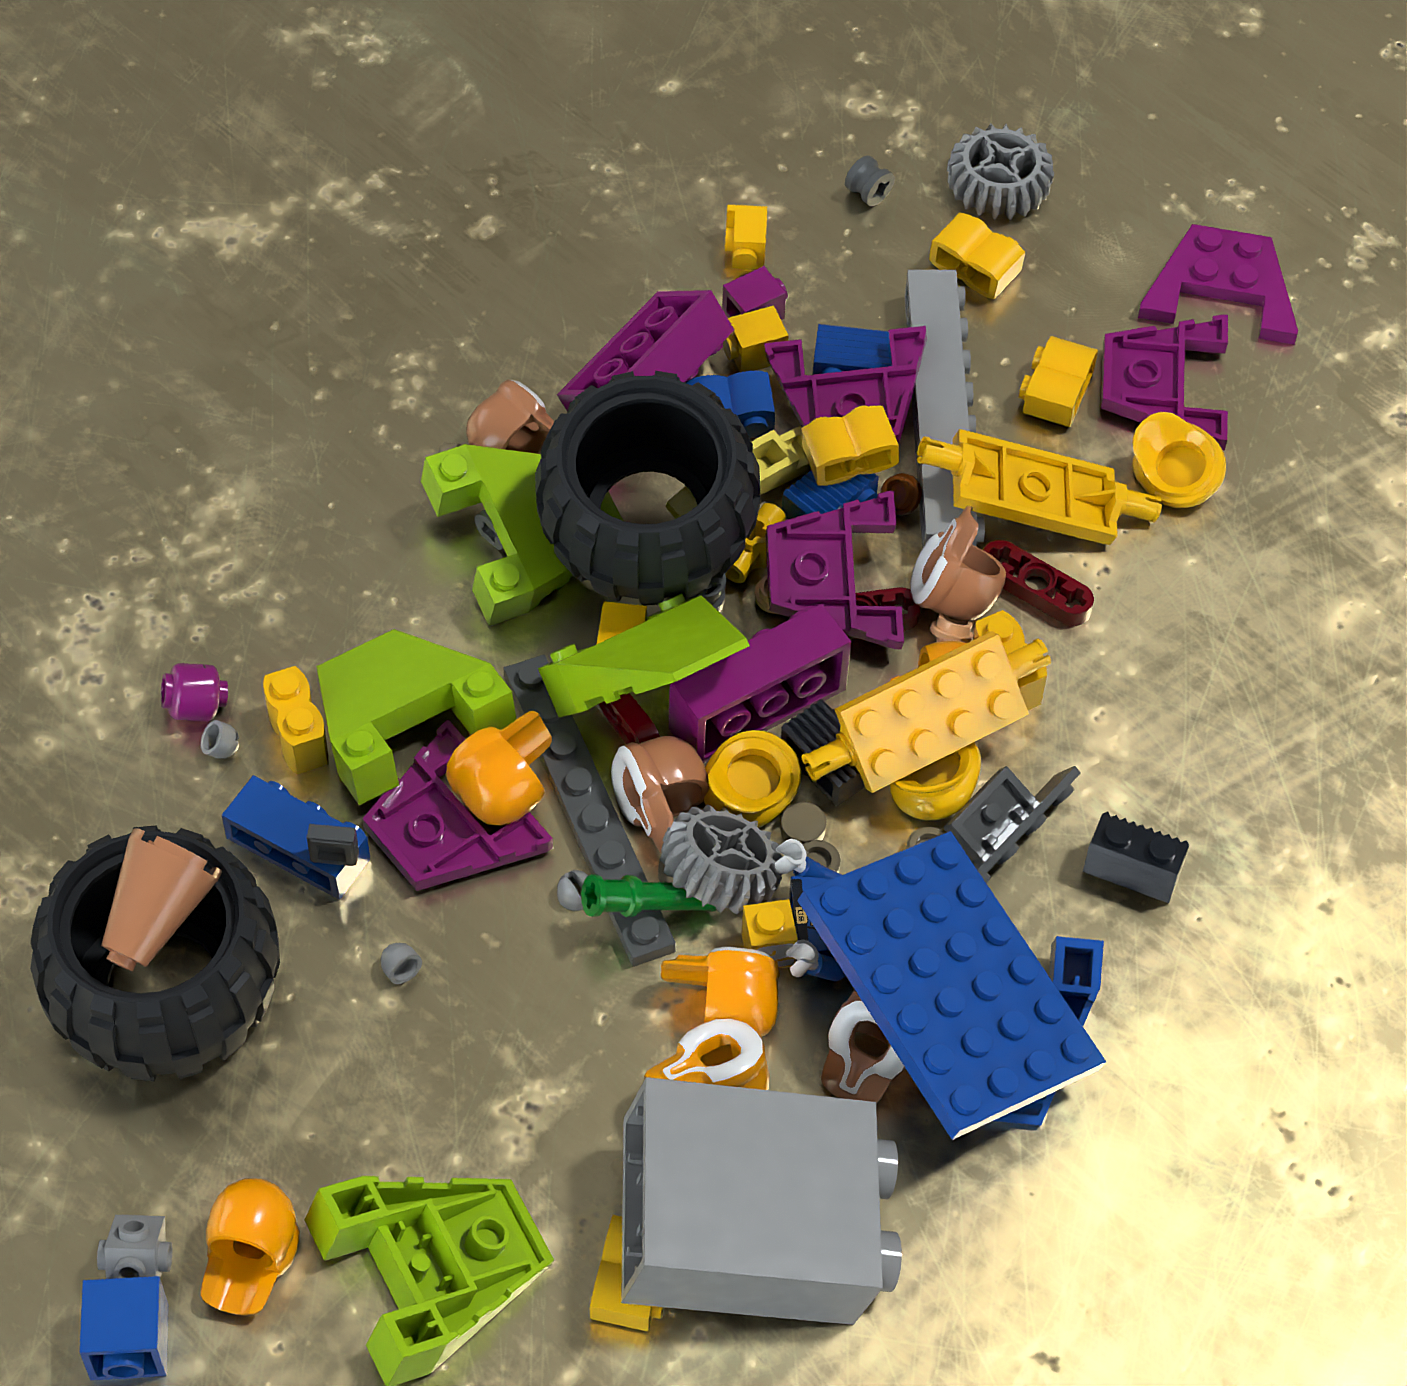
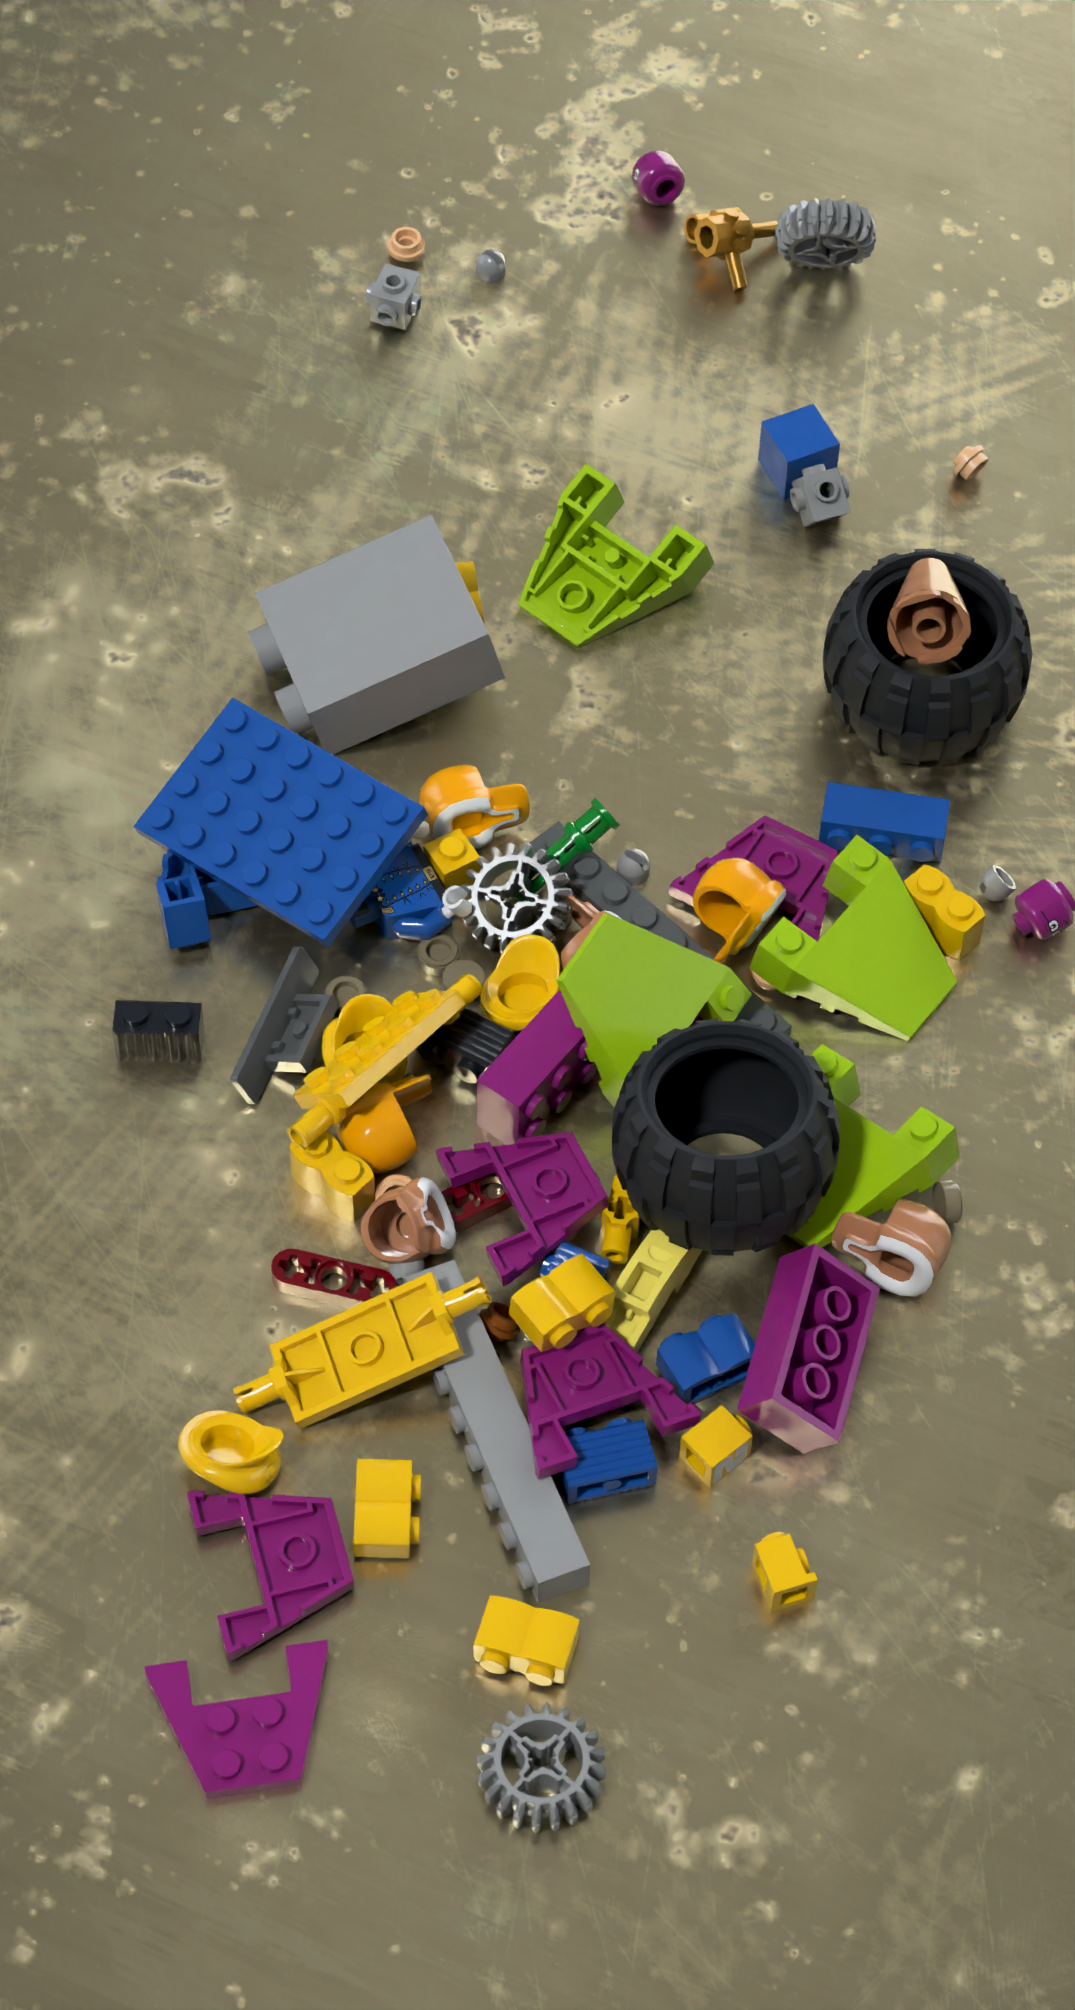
camera: 160 degrees right, 0 degrees up
(259, 1216) = (744, 534): light orange piece -> none
(332, 844) = (839, 784): dark grey tile -> none
(400, 962) = (746, 762): light grey hinge -> none
(718, 1054) = (429, 745): piece -> none
(753, 293) = (738, 1492): magenta brick -> none
(869, 180) = (682, 1699): dark grey wheel -> none

